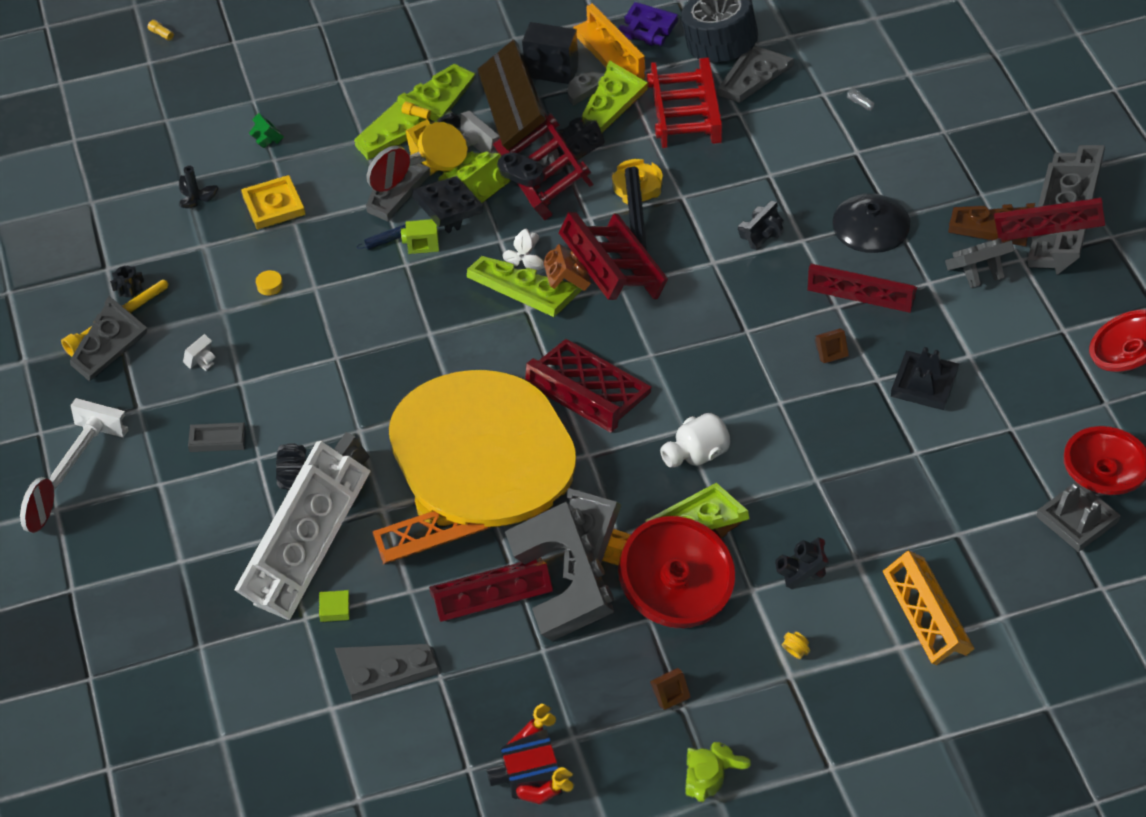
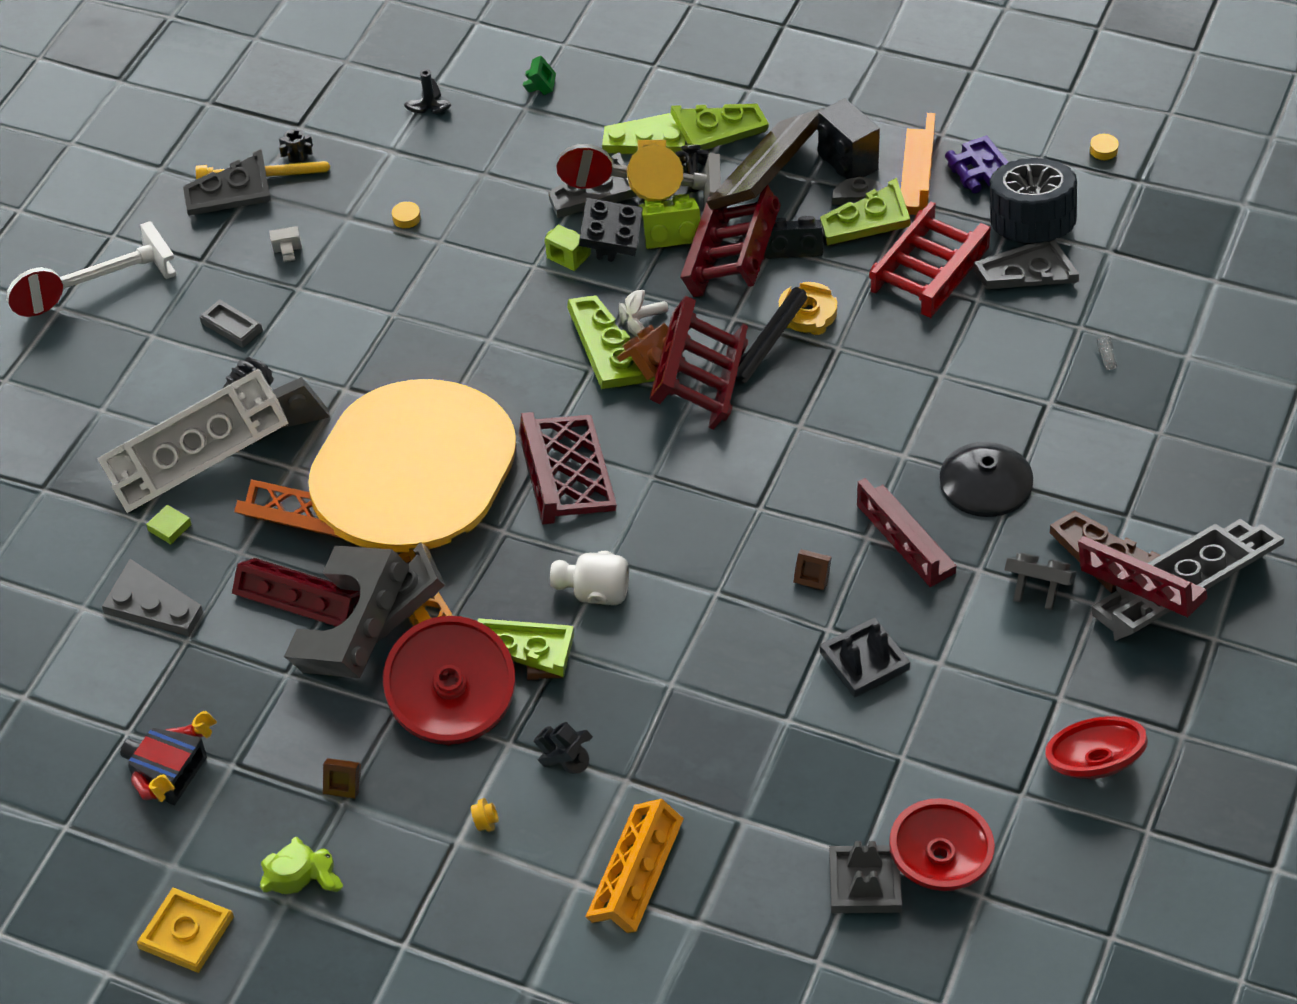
camera: 40 degrees right, 0 degrees up
(273, 202) = (479, 144): yellow plate -> none
(383, 237) = (532, 229): dark blue piece -> none
(411, 109) = (673, 125): yellow piece -> none
(517, 167) = (700, 234): black plate -> none
(764, 224) = (874, 417): black hips -> none

